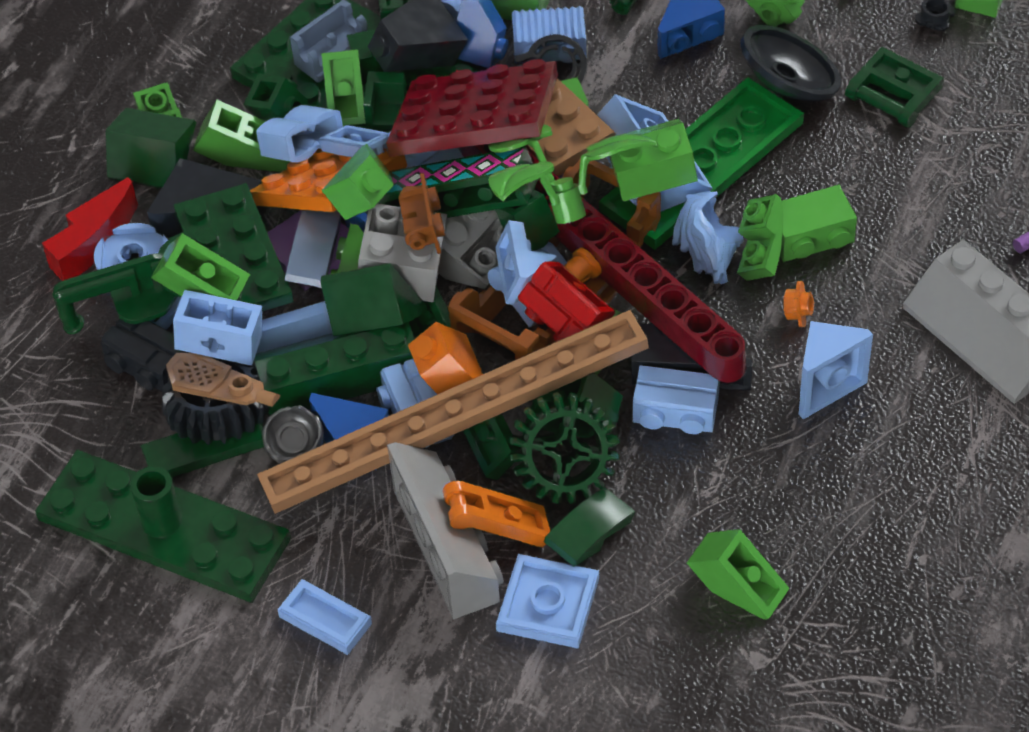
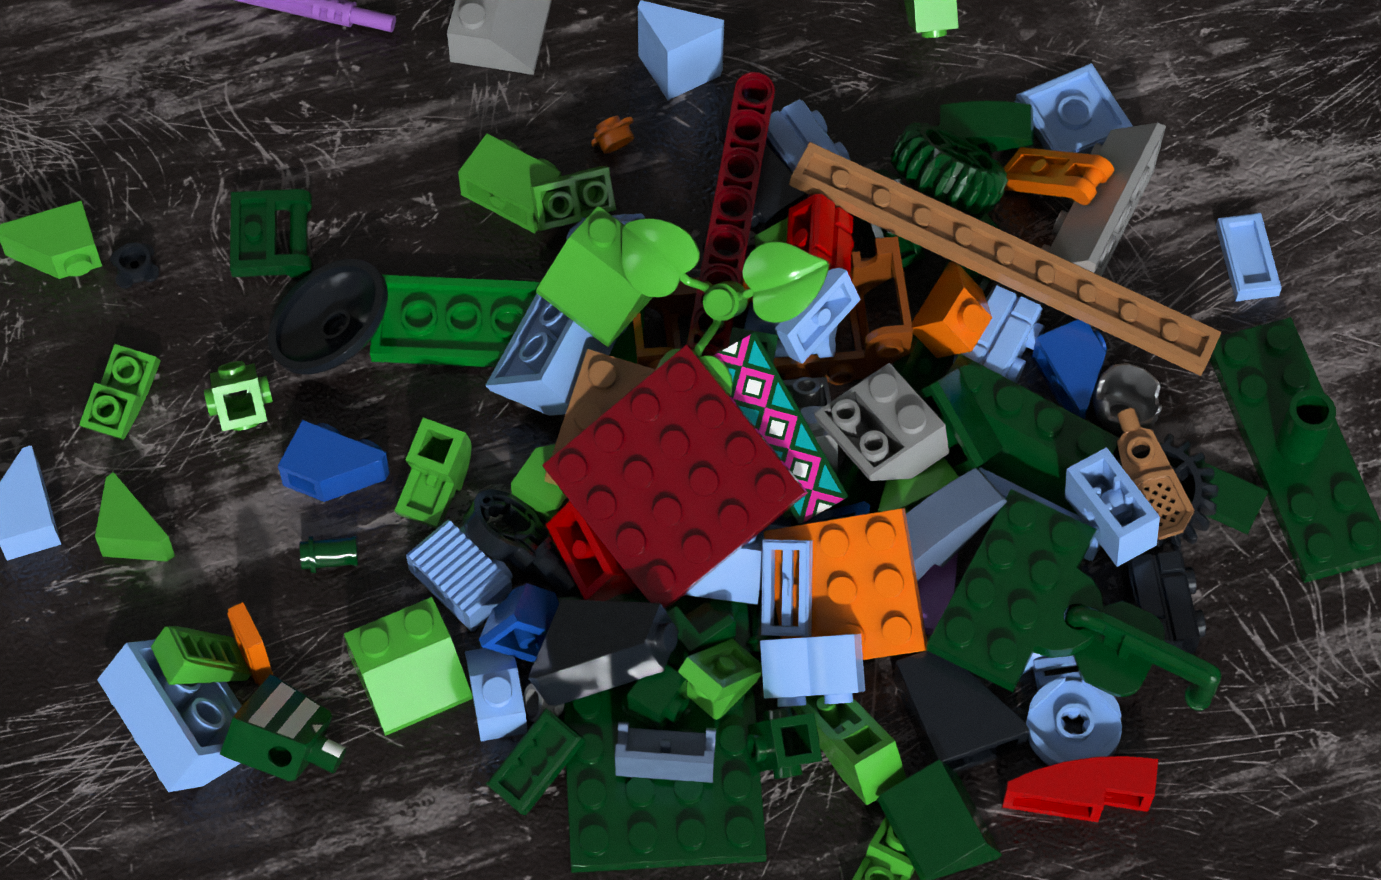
camera: 135 degrees left, 10 degrees up
(199, 270) = (1087, 554): bright green slope -> none
(359, 184) = (857, 490): bright green slope -> none
(419, 219) = (841, 413): dark orange hinge -> none
(627, 54) = (438, 470): none -> bright green brick

